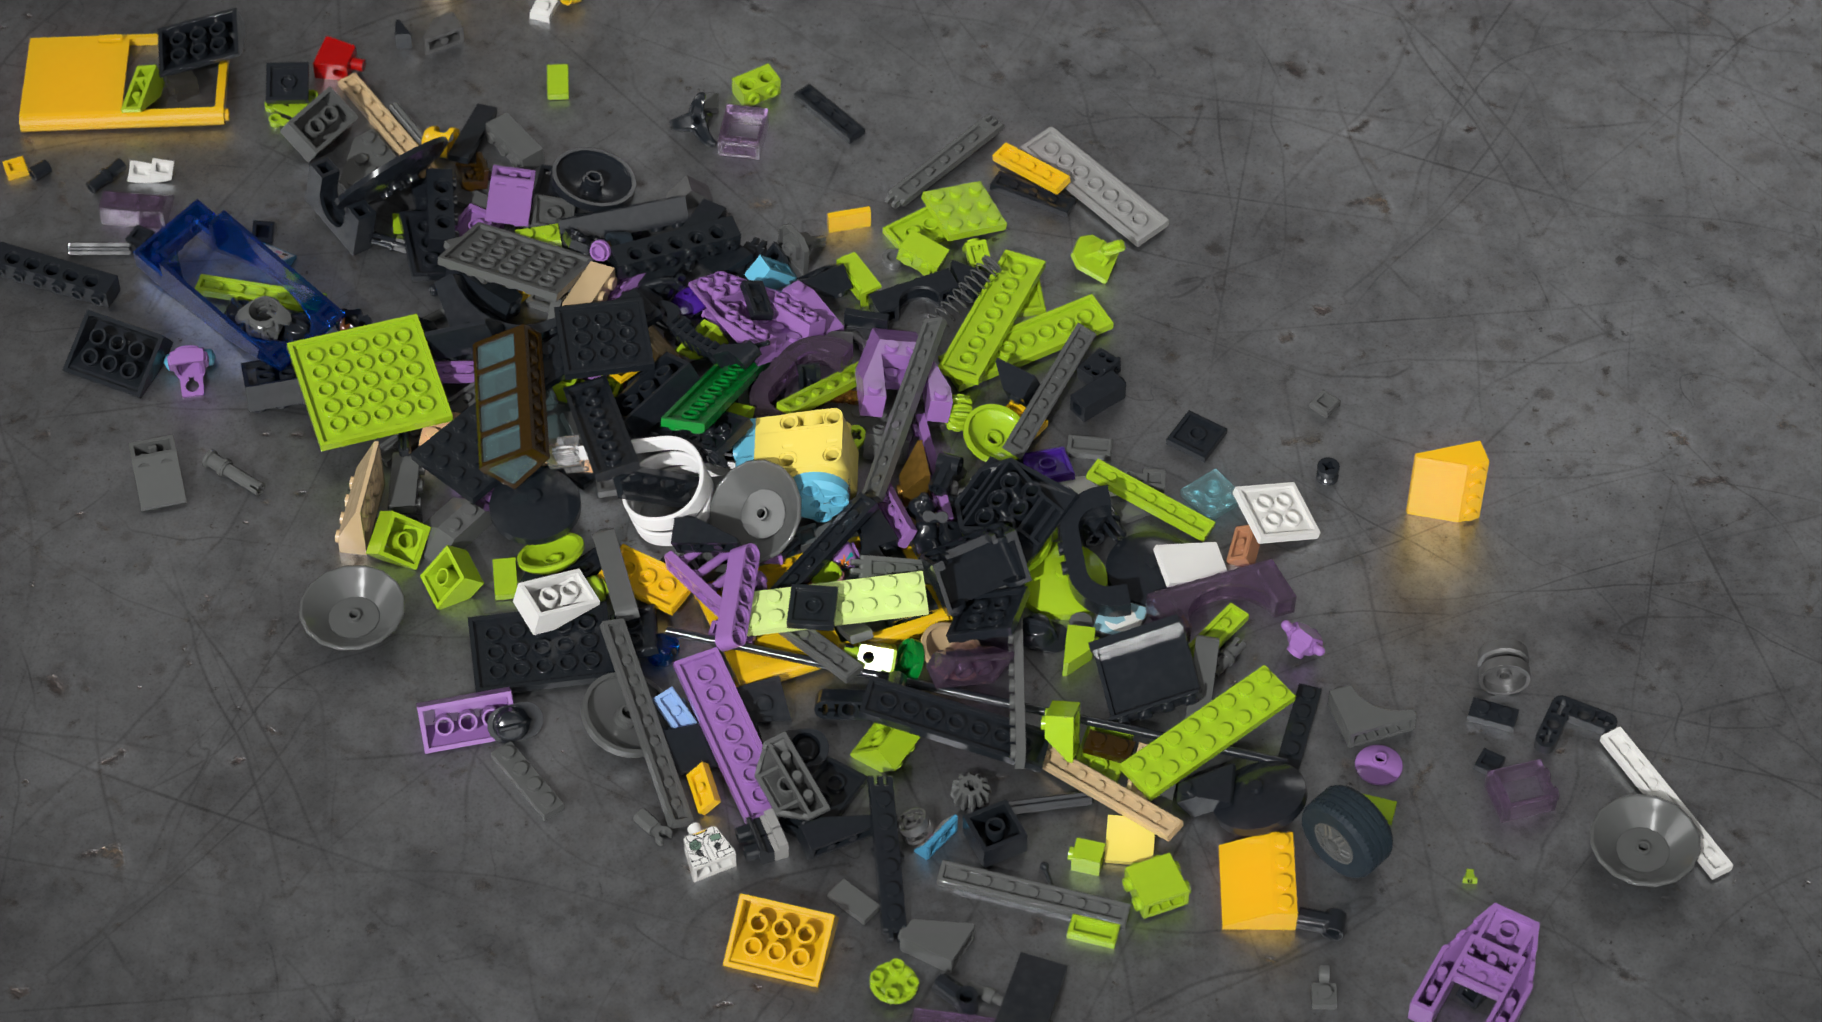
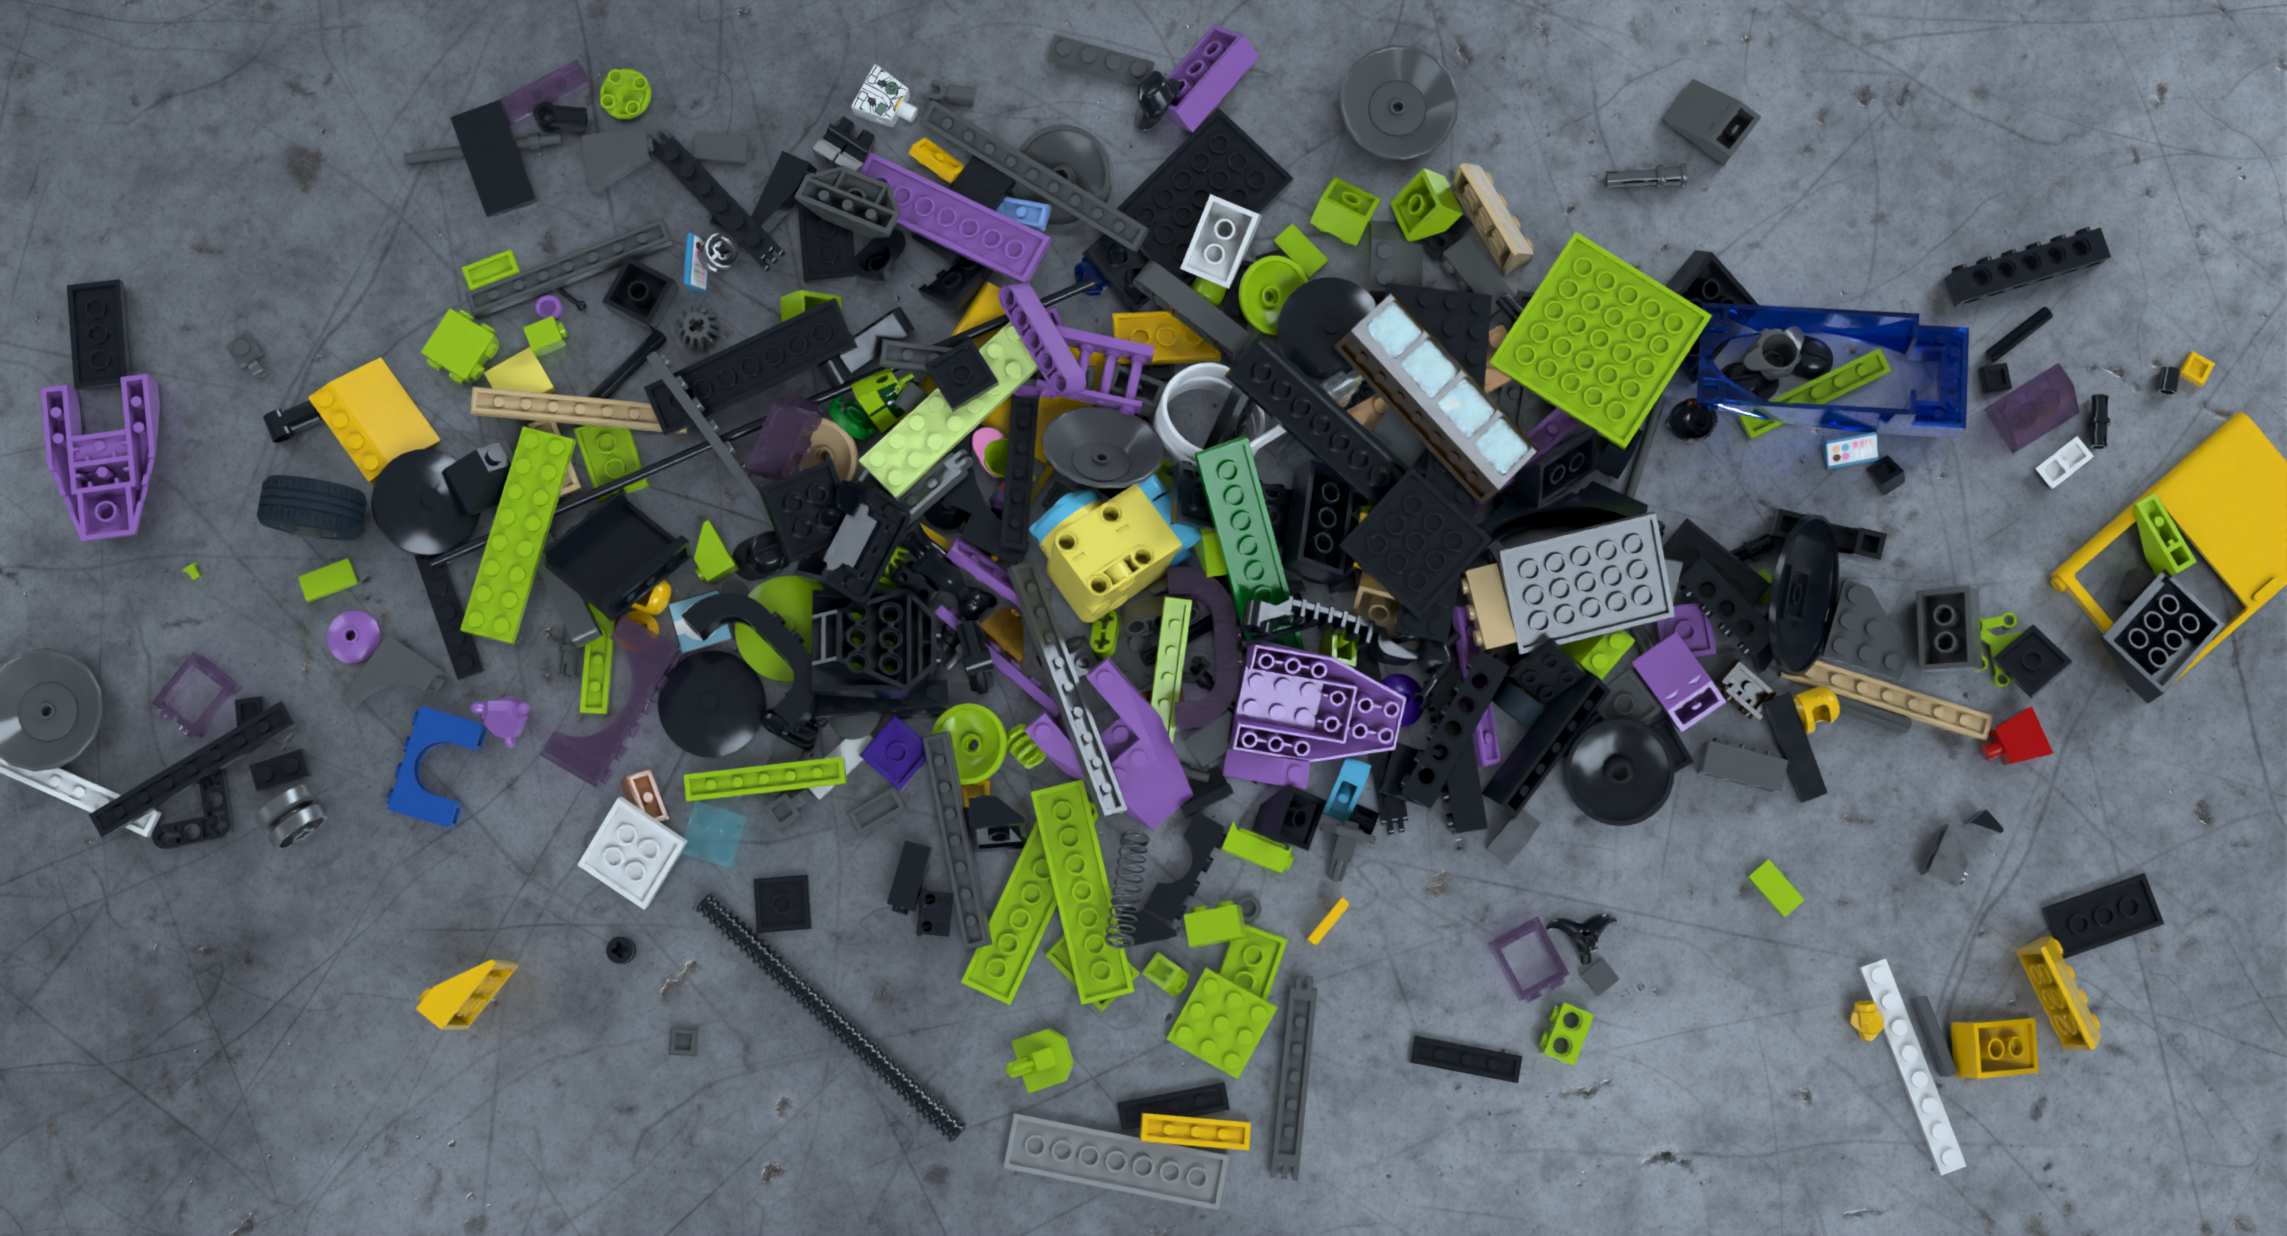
camera: 140 degrees right, 30 degrees up
(116, 354) = (1879, 224): black slope -> none
(190, 362) = (1798, 256): medium lavender piece -> none
(600, 250) = (1517, 658): medium lavender plate -> none
(697, 536) = (1128, 382): black slope -> none
(757, 300) = (1318, 720): black plate -> none
(780, 940) = (752, 62): yellow slope -> none
(1063, 727) = (651, 436): lime slope -> none
(1070, 878) = (548, 306): none -> medium lavender tile
(1108, 746) = (606, 465): dark brown plate -> none
(1188, 561) = (671, 728): white tile -> none
(1216, 359) = (830, 1017): none -> black piece
(1363, 667) = (430, 730): none -> blue arch
(1556, 739) = (192, 770): none -> black plate

